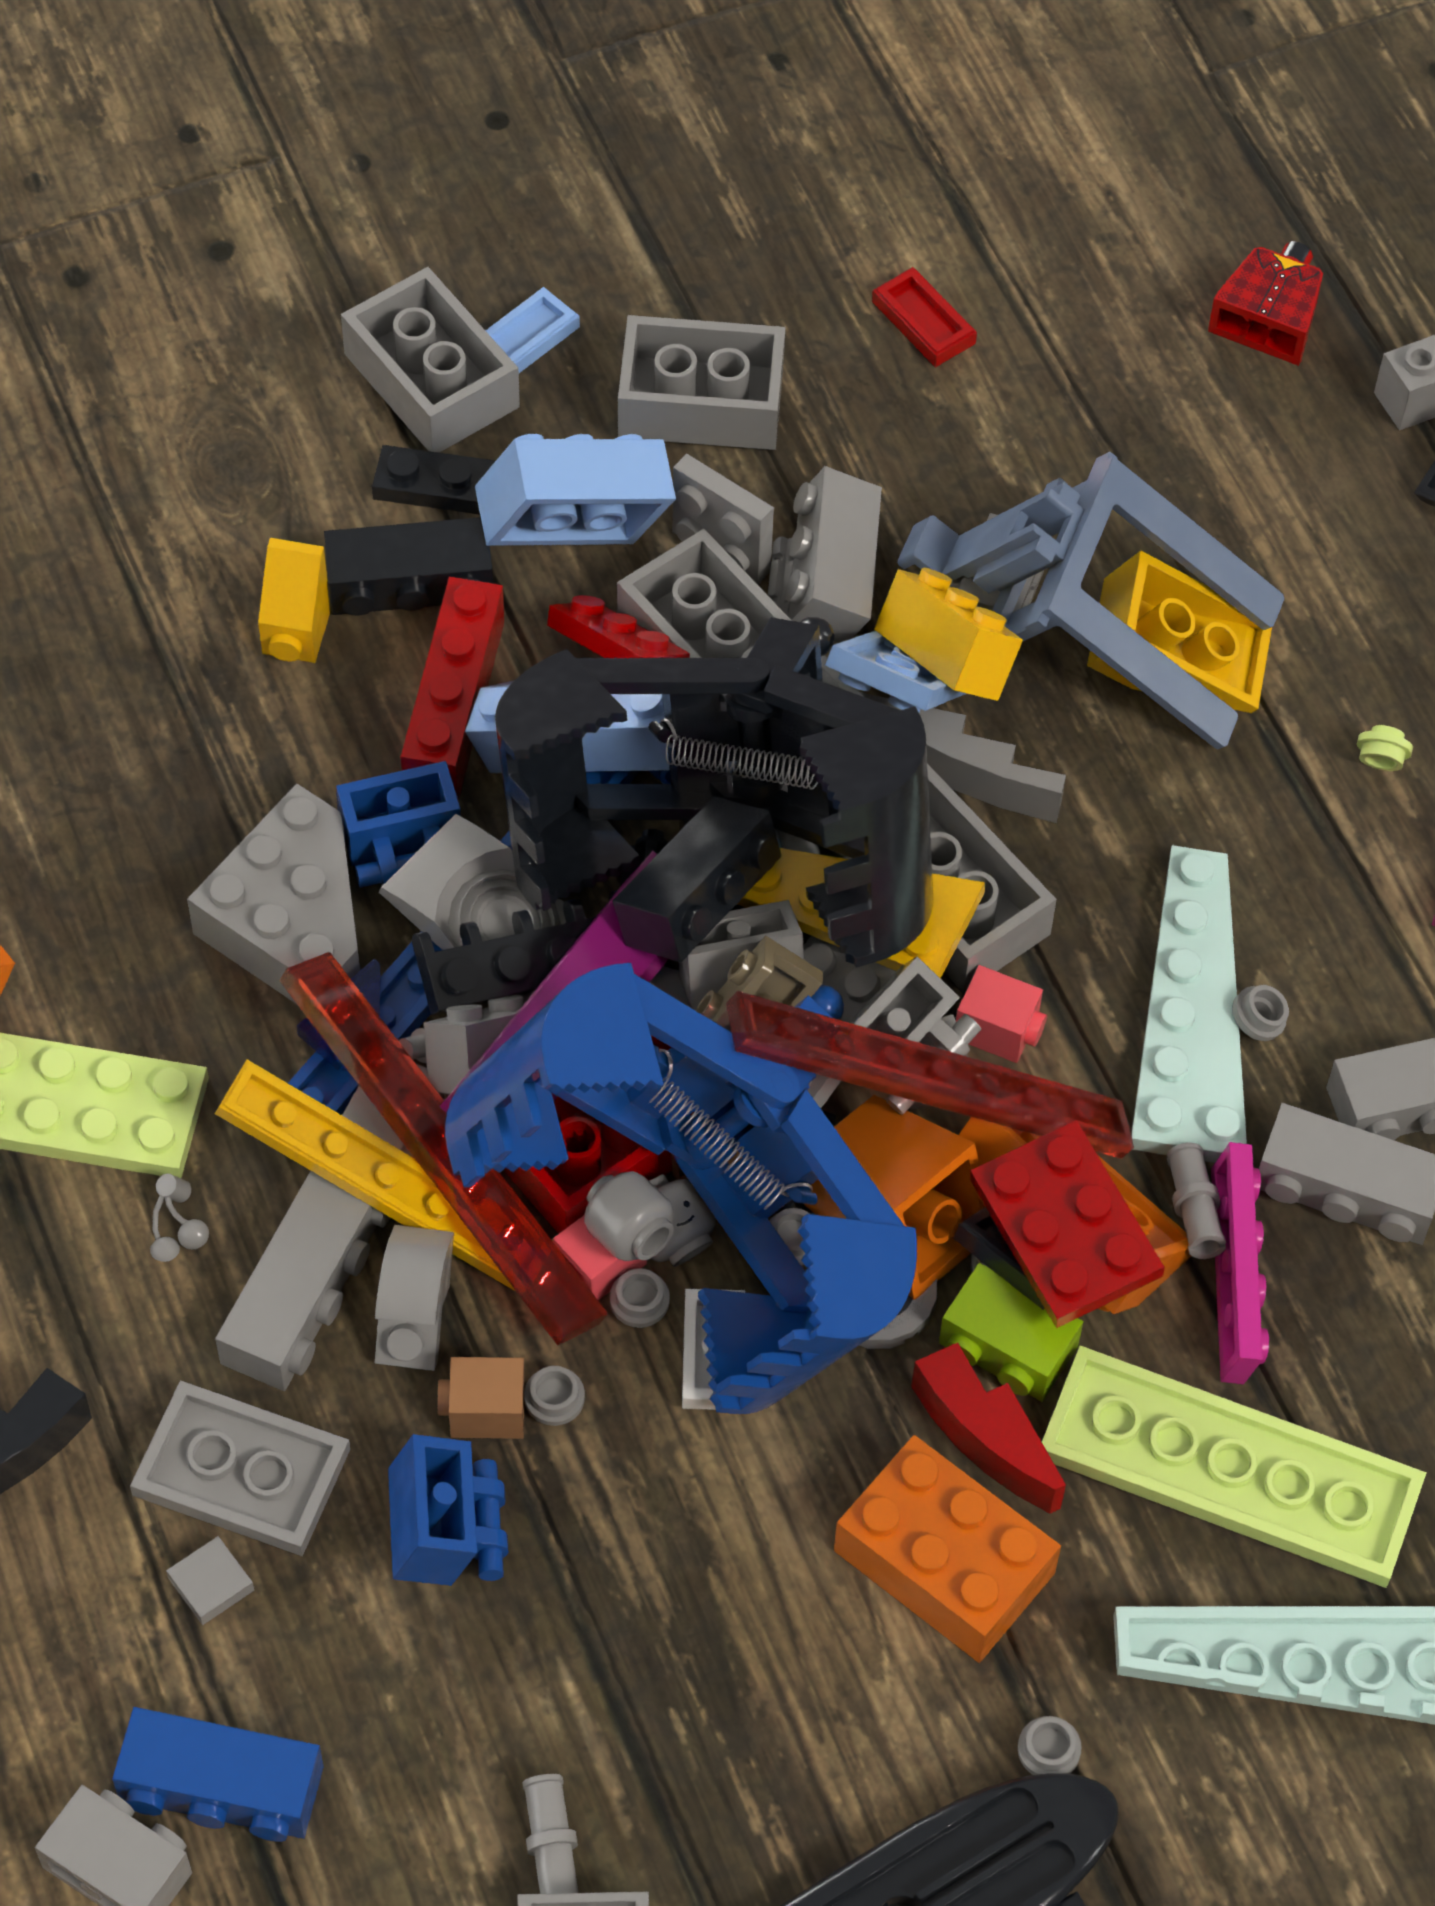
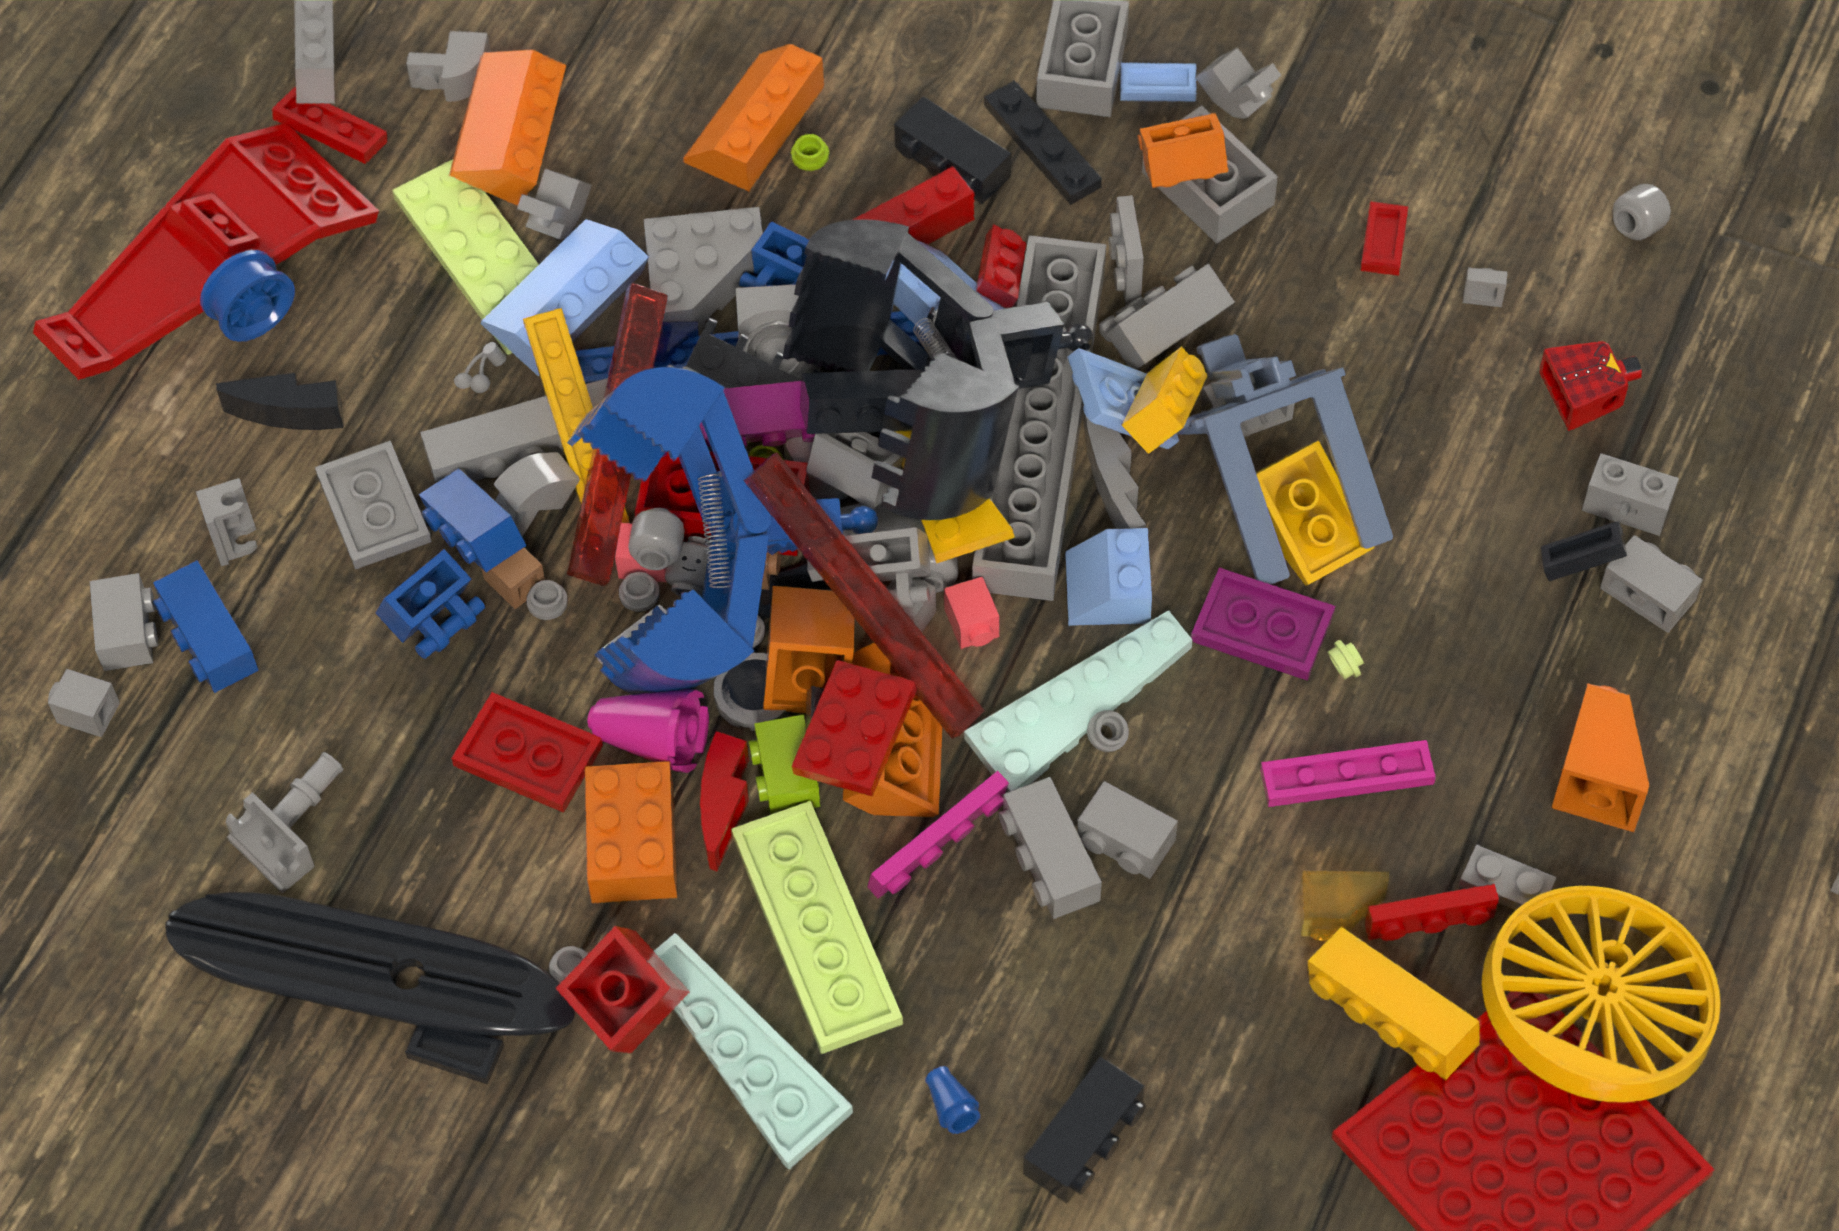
camera: 50 degrees right, 0 degrees up
(52, 969) = (556, 204): none -> light grey brick
(106, 1635) = (227, 519): none -> light grey hinge
(151, 696) = (758, 116): none -> orange slope
(185, 1042) = (578, 276): none -> light blue slope
(210, 1580) = (304, 543): light grey tile -> none
(257, 678) = (808, 145): none -> lime plate
(293, 601) = (868, 120): yellow slope -> none
(394, 1379) = (471, 521): none -> brick
(574, 490) = (1060, 171): light blue brick -> none
(617, 277) = (1235, 84): none -> light grey brick
(682, 366) = (1183, 150): none -> orange brick
(733, 1571) = (527, 752): none -> red plate
(766, 973) = (838, 479): dark tan bracket -> none
(835, 1422) = (654, 725): none -> dark pink cone
(1078, 286) = (1485, 287): none -> light grey plate
(1091, 859) = (1110, 579): none -> light blue slope
(1129, 103) = (1641, 211): none -> light grey head
(1152, 1713) = (622, 990): none -> red brick
(1196, 1200) = (956, 787): light grey pin -> none
(1270, 780) = (1263, 623): none -> magenta plate

